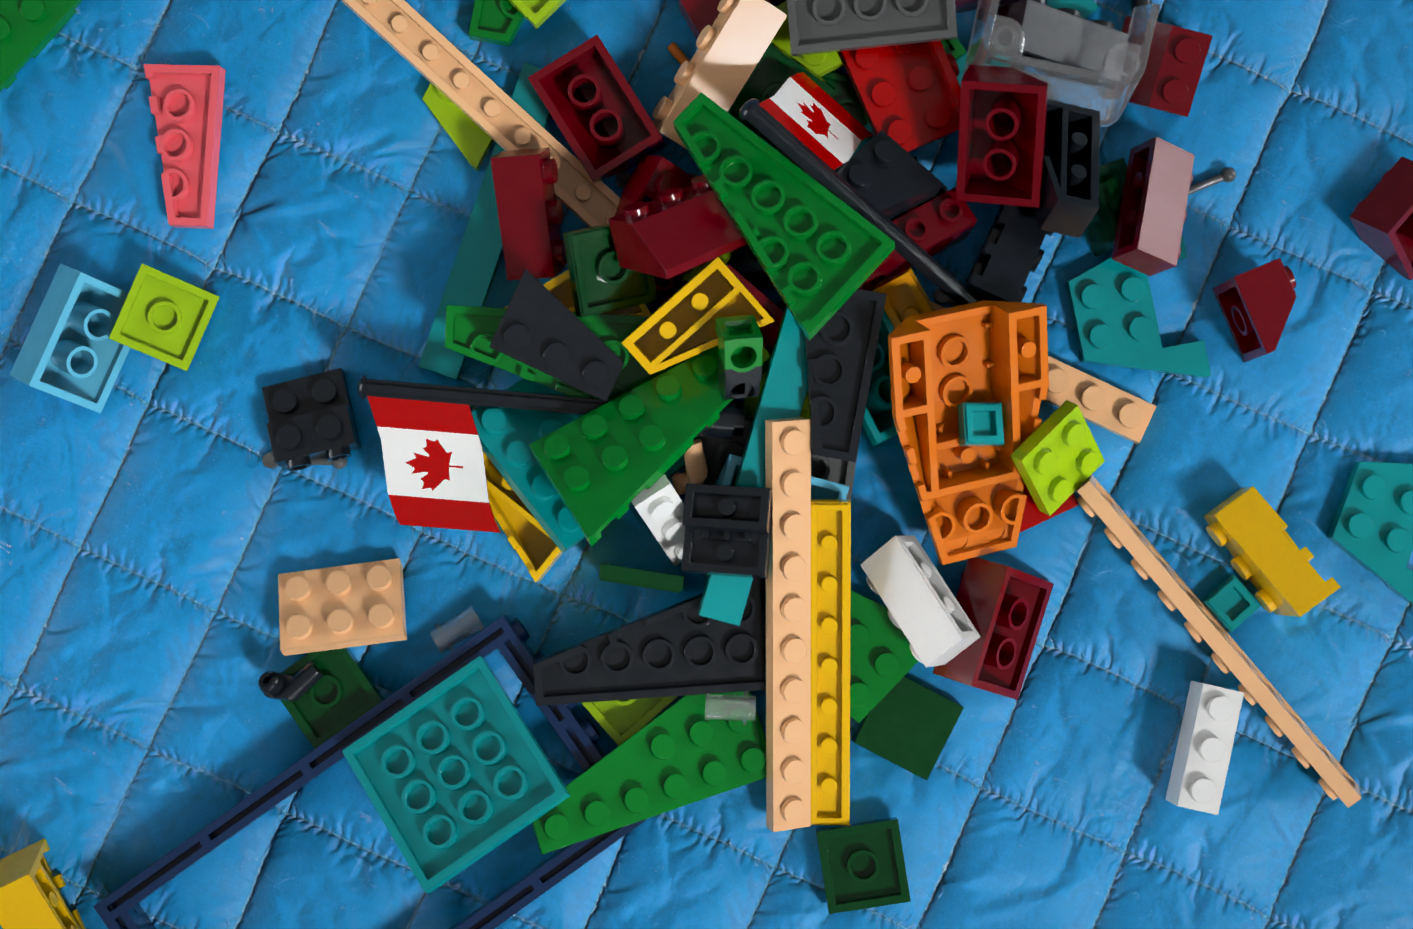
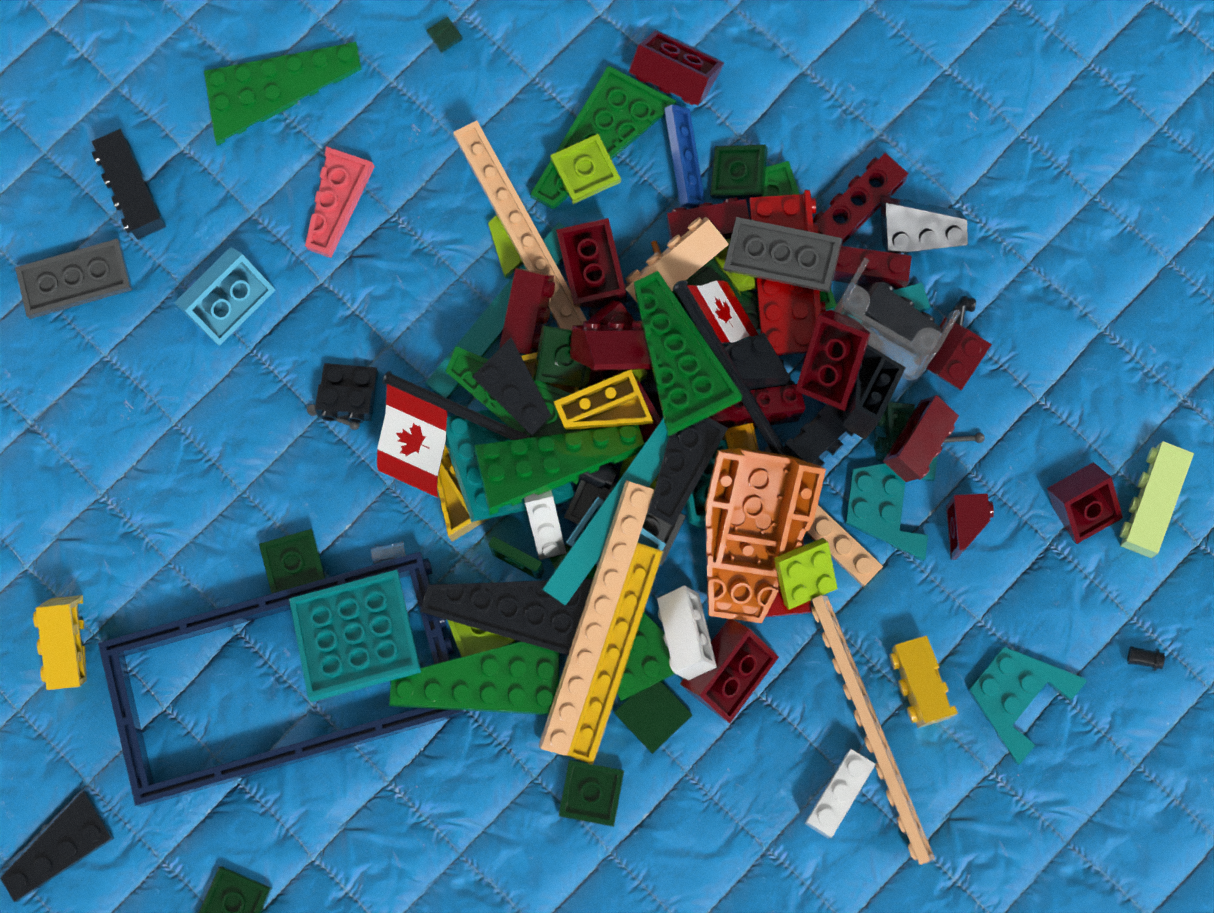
camera: 25 degrees right, 10 degrees down
(164, 317) = (281, 300): lime plate -> none
(287, 686) = (270, 549): black arm -> none
(341, 607) = (322, 513): light nougat plate -> none
(695, 469) = (574, 500): light nougat arm -> none
(727, 530) = (578, 540): black slope -> none
(731, 707) = (542, 658): clear pin -> none
(739, 356) = (622, 434): green leg -> none
(980, 424) = (762, 532): teal tile -> none
(1231, 603) = (890, 709): teal tile -> none

